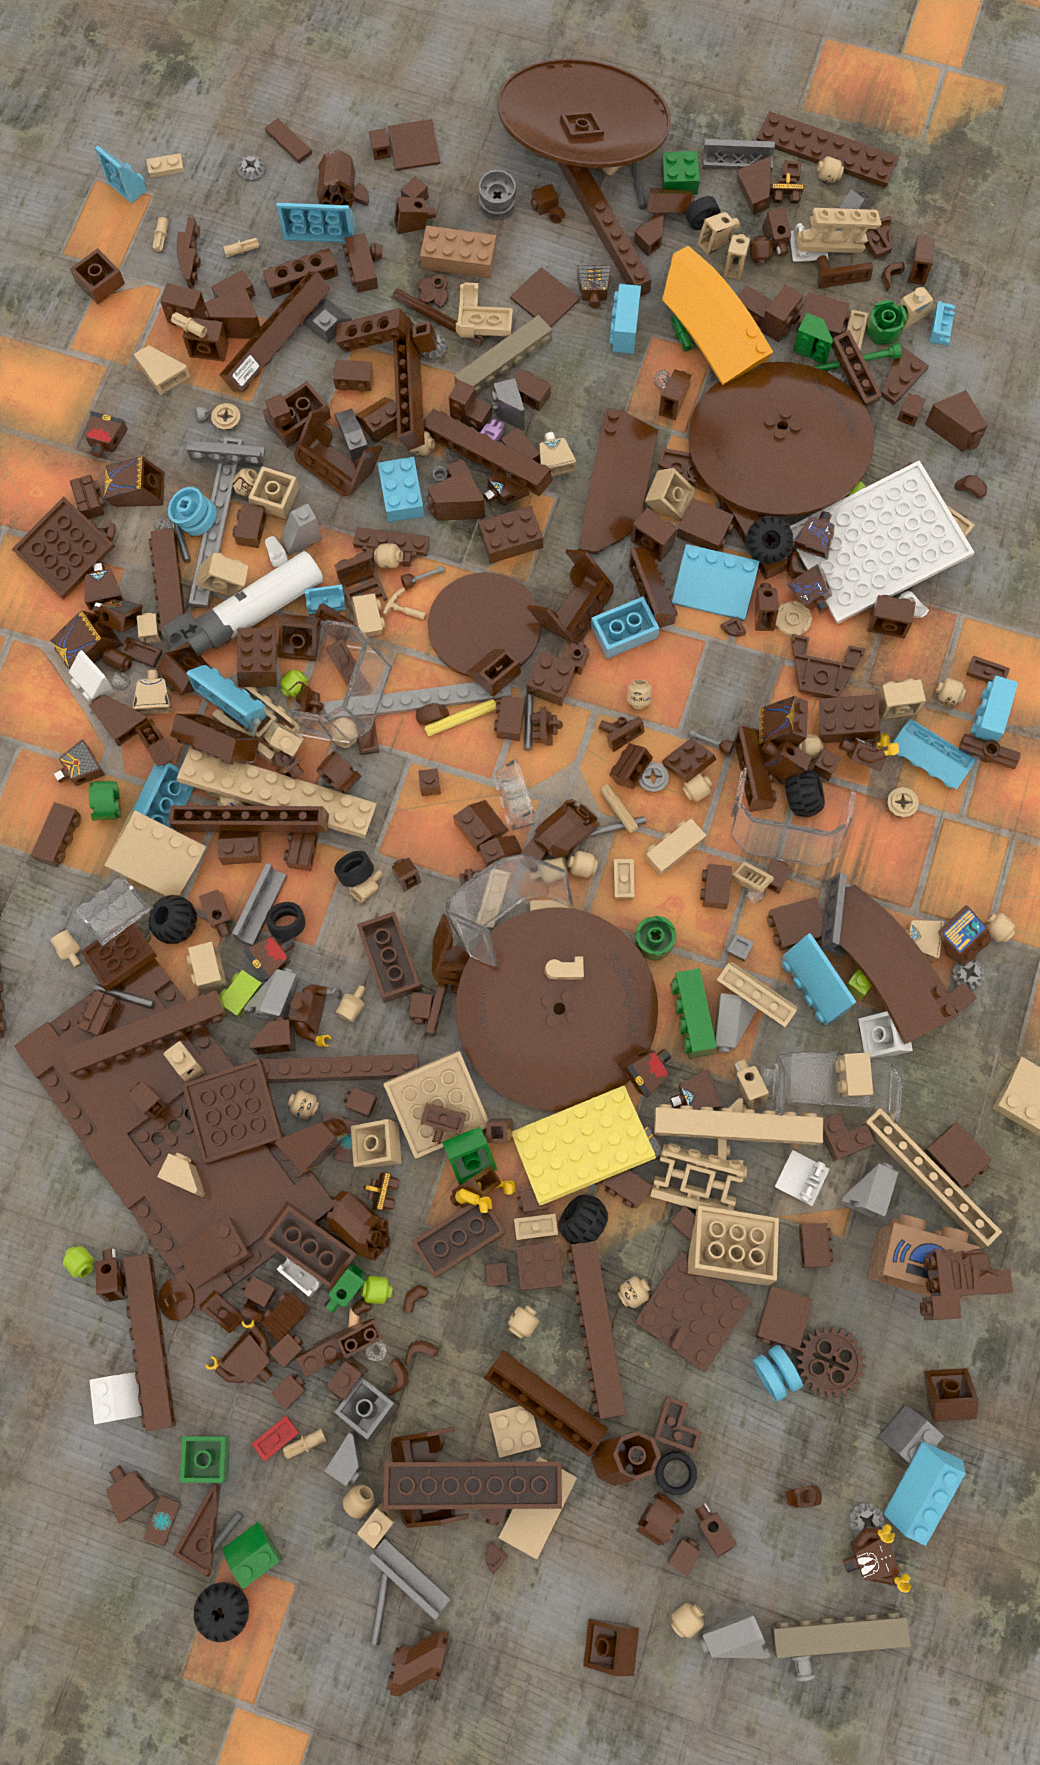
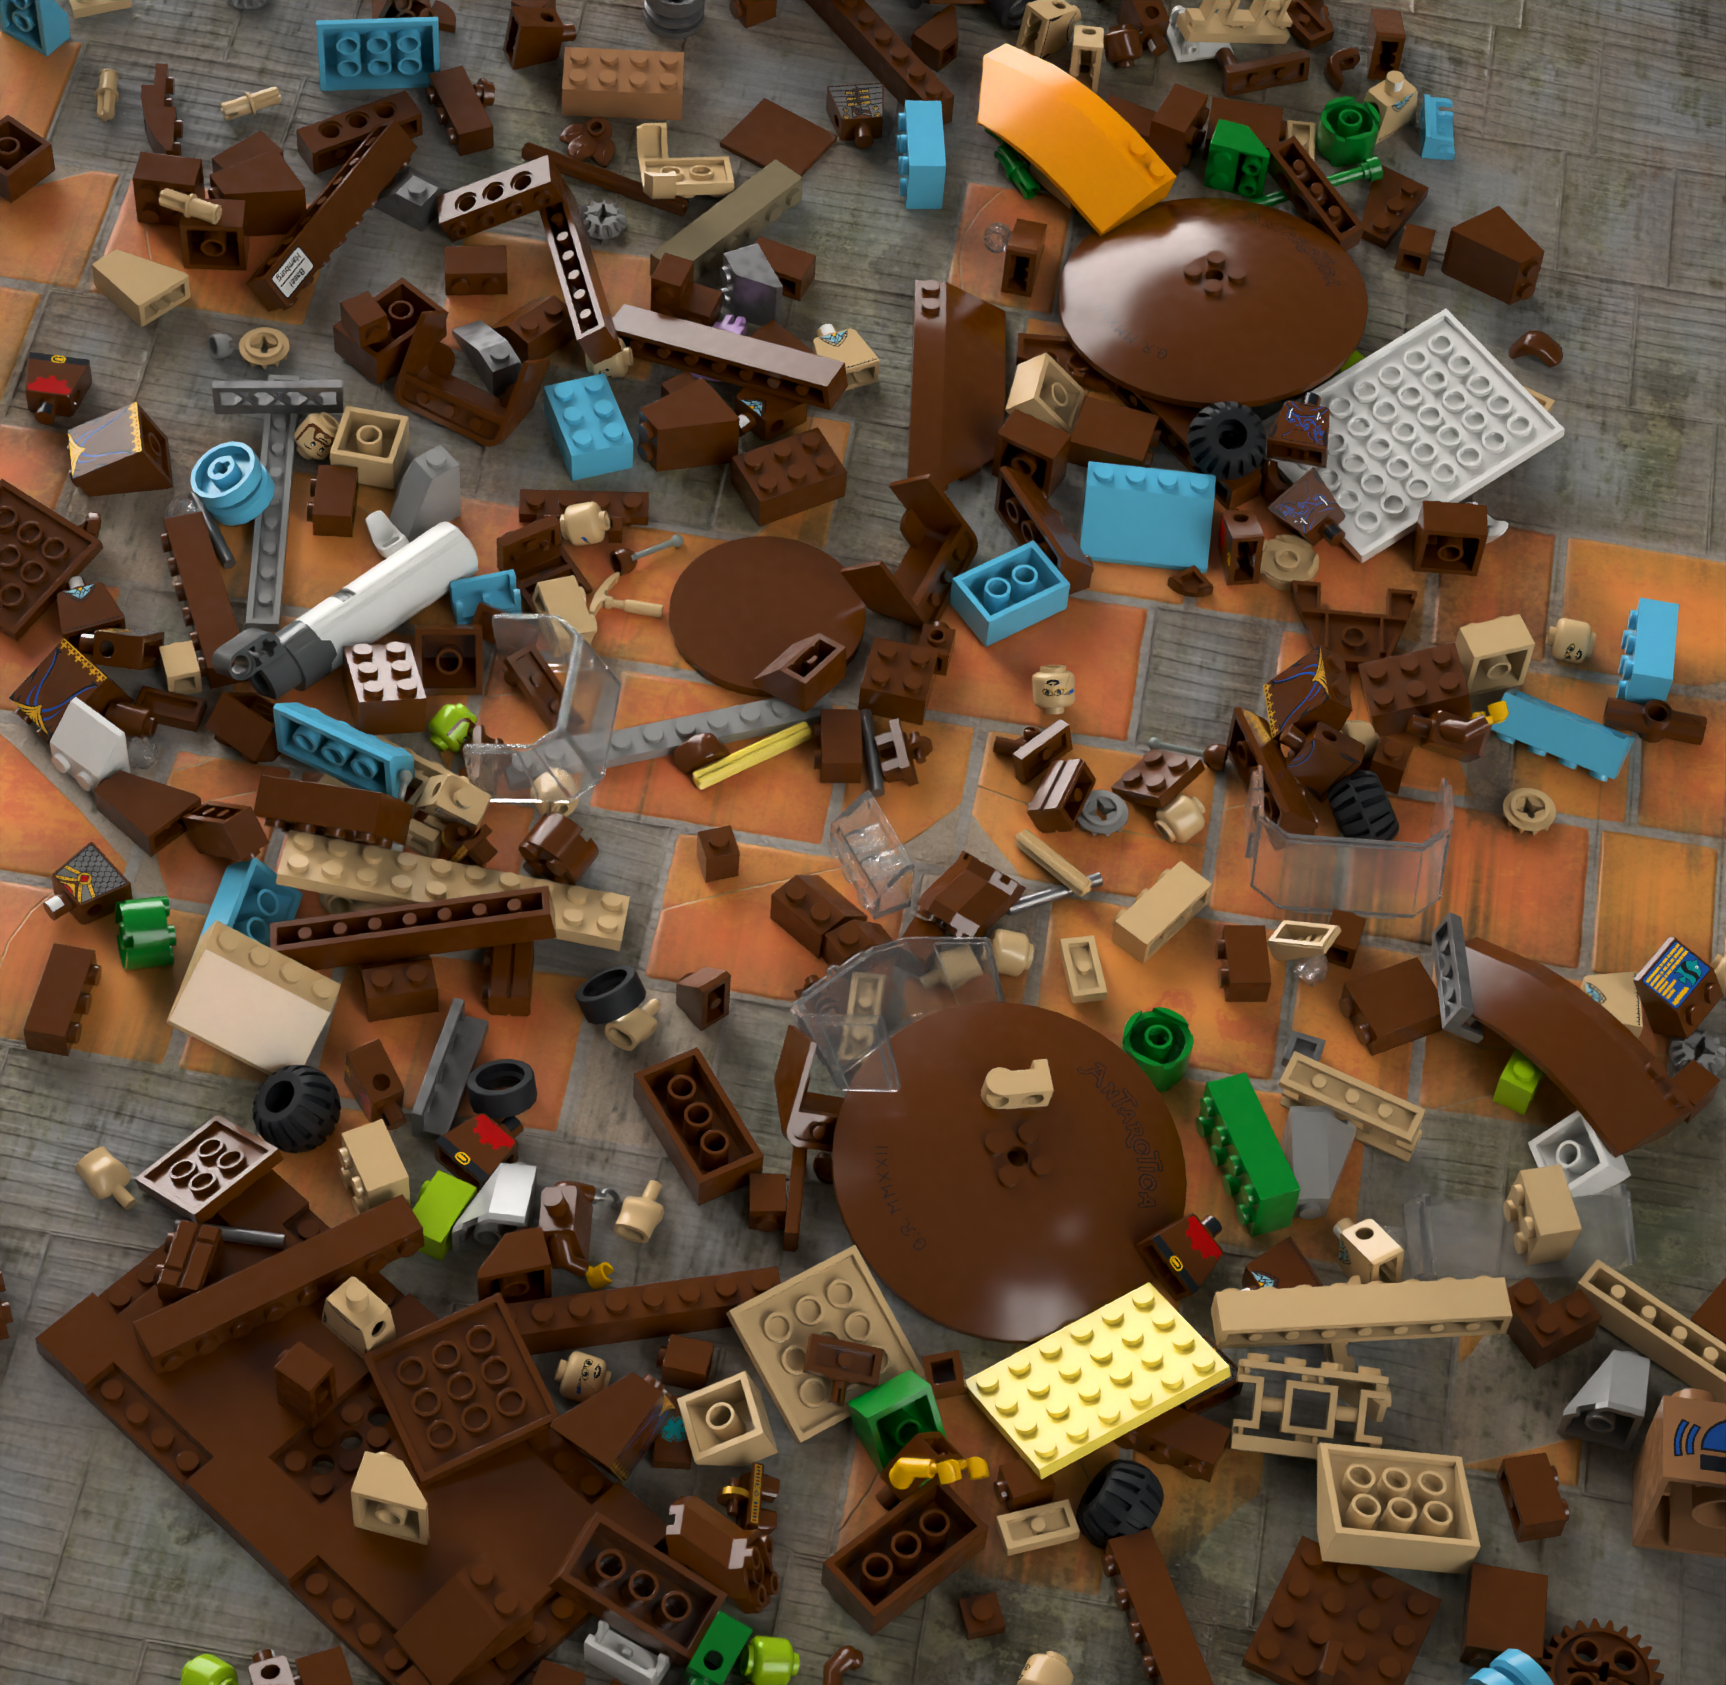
camera: 15 degrees left, 20 degrees down
(87, 497) = (39, 477): reddish brown brick -> none
(112, 909) = (184, 1102): clear slope -> none
(152, 695) = (206, 767): tan torso -> none
(222, 575) = (302, 569): tan brick -> none
(368, 742) = (598, 807): reddish brown tile -> none
(424, 337) = (592, 201): reddish brown brick -> none
(441, 475) = (647, 391): light grey hinge -> none
(539, 1266) = (1057, 1587): reddish brown brick -> none
(556, 214) = (774, 28): reddish brown plate -> none
(634, 1292) = (1233, 1609): tan head -> none
(684, 1222) = (1297, 1488): reddish brown brick -> none
(802, 1177) = (1487, 1396): white hinge -> none
(817, 980) = (1450, 1076): medium azure slope -> none
(985, 669) = (1614, 604): reddish brown plate -> none

